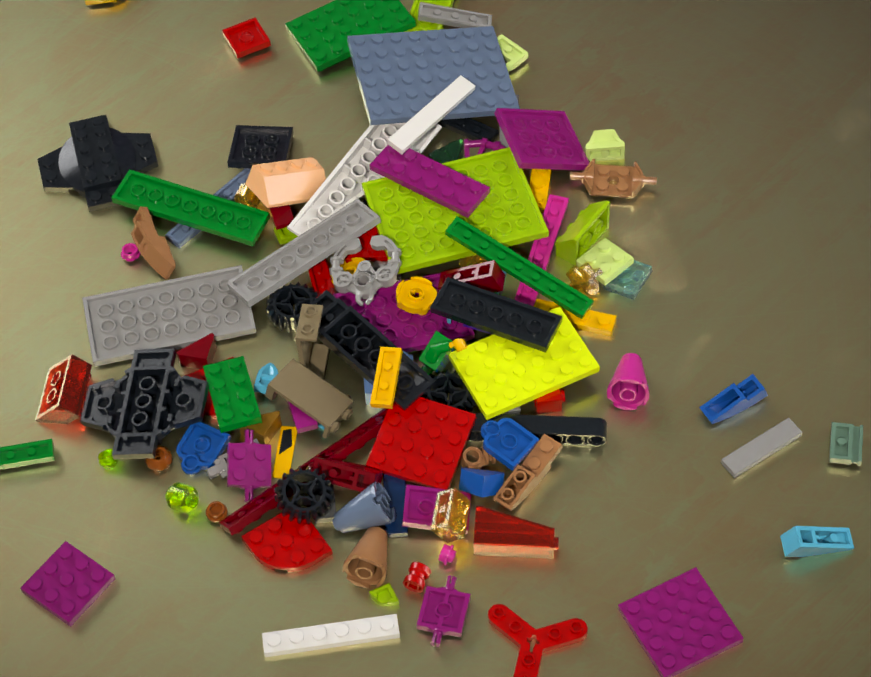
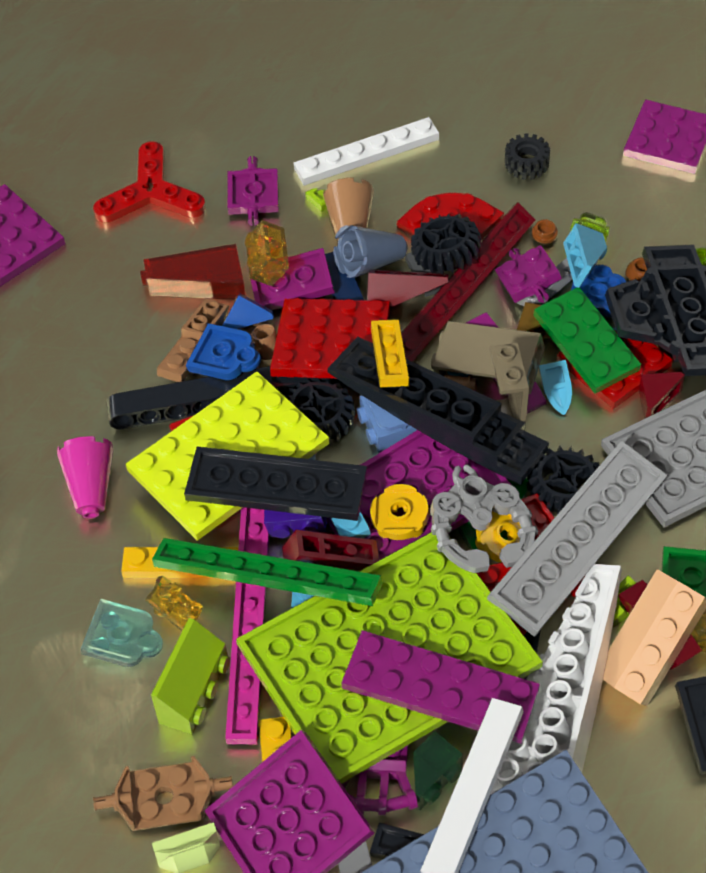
camera: 165 degrees right, 0 degrees up
(199, 459) = (583, 251): none -> medium azure slope
(201, 598) = (527, 146): none -> black tyre
(284, 451) = (496, 307): yellow sticker -> none
(417, 575) = (291, 213): red wheel -> none
(437, 352) = (340, 432): green torso -> none
(608, 258) = (146, 642): yellowish green plate -> none

